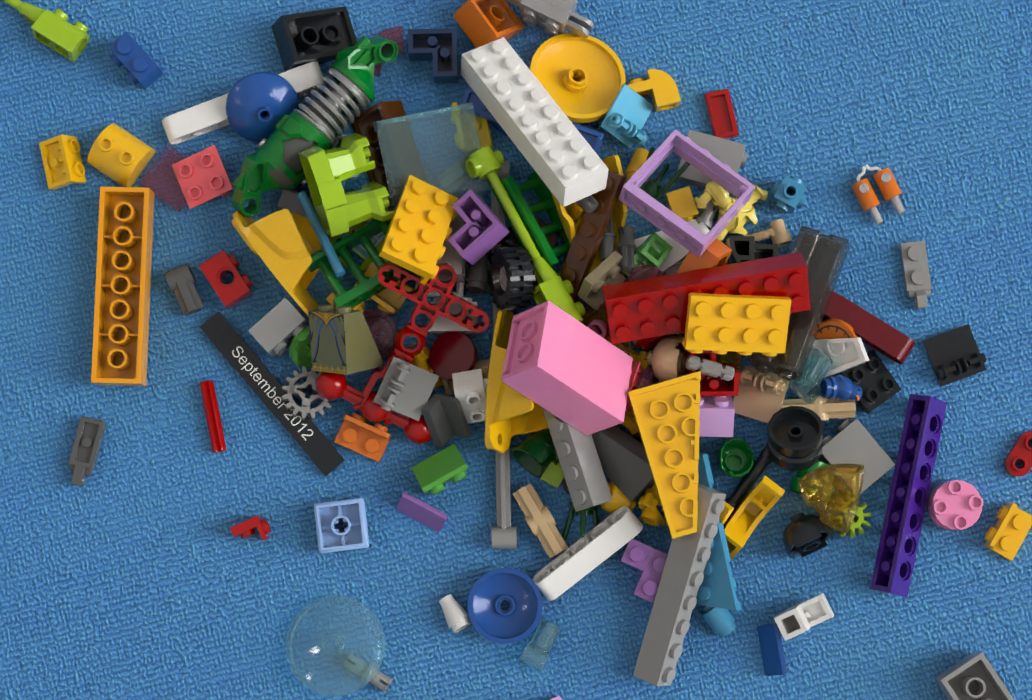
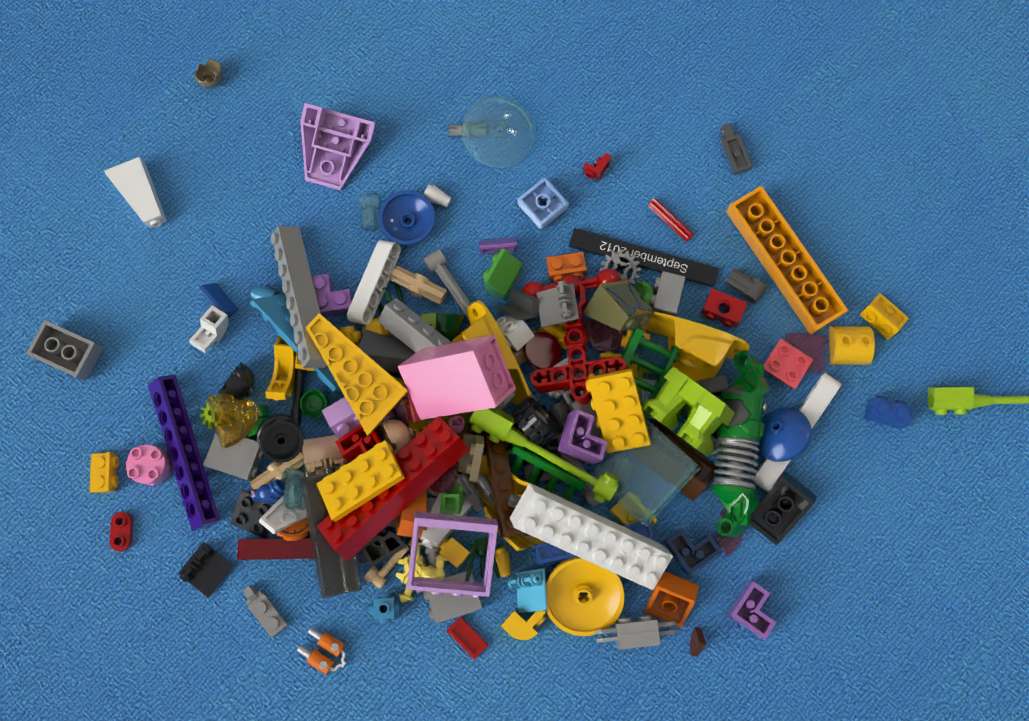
camera: 150 degrees right, 5 degrees down
(321, 234) = (671, 363): dark azure bar -> none
(710, 368) = (362, 443): light grey axle -> none

